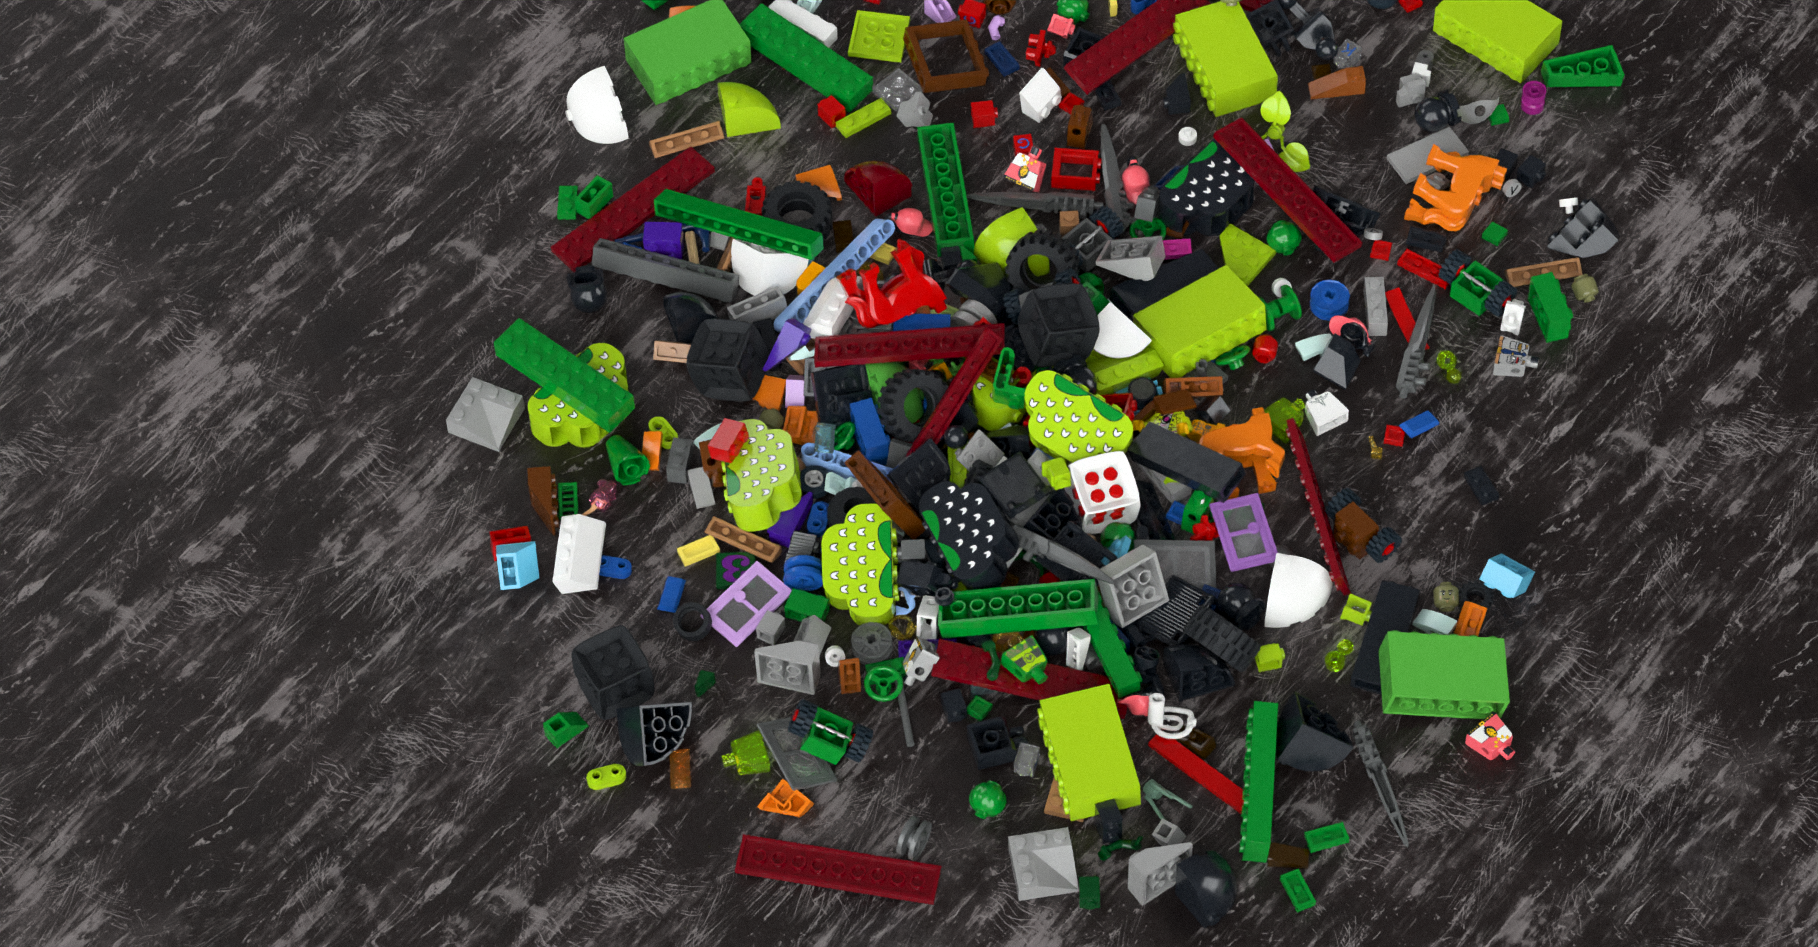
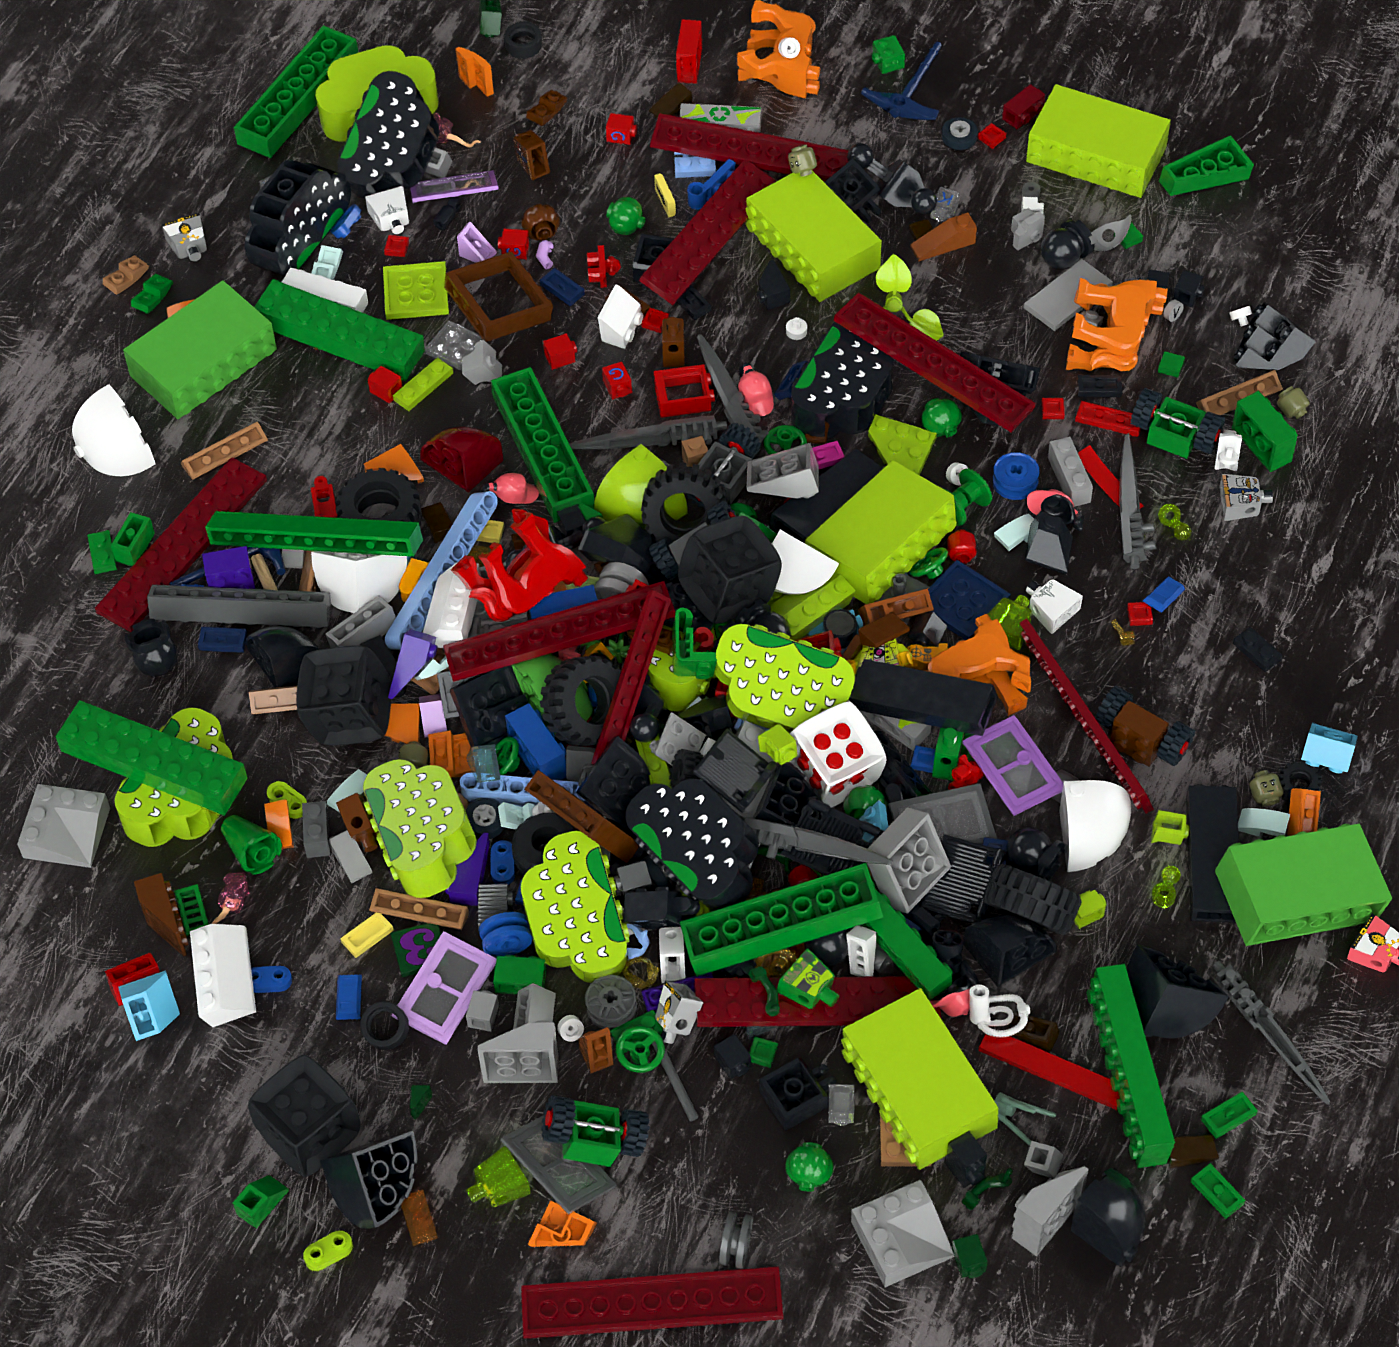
camera: 15 degrees left, 0 degrees up
(645, 294) = (222, 639): none -> dark blue plate
(728, 440) = (373, 793): brick -> none
(746, 110) = (285, 402): lime brick -> none
(944, 596) = (688, 926): black plate -> none
(1027, 170) = (629, 402): torso -> none
(1061, 26) = (619, 238): coral bracket -> none
(1147, 204) = (779, 411): dark grey brick -> none
(1250, 389) = (963, 596): none -> dark blue plate
(1373, 234) = (1039, 392): light grey tile -> none
(1533, 97) = (1162, 209): magenta wheel -> none

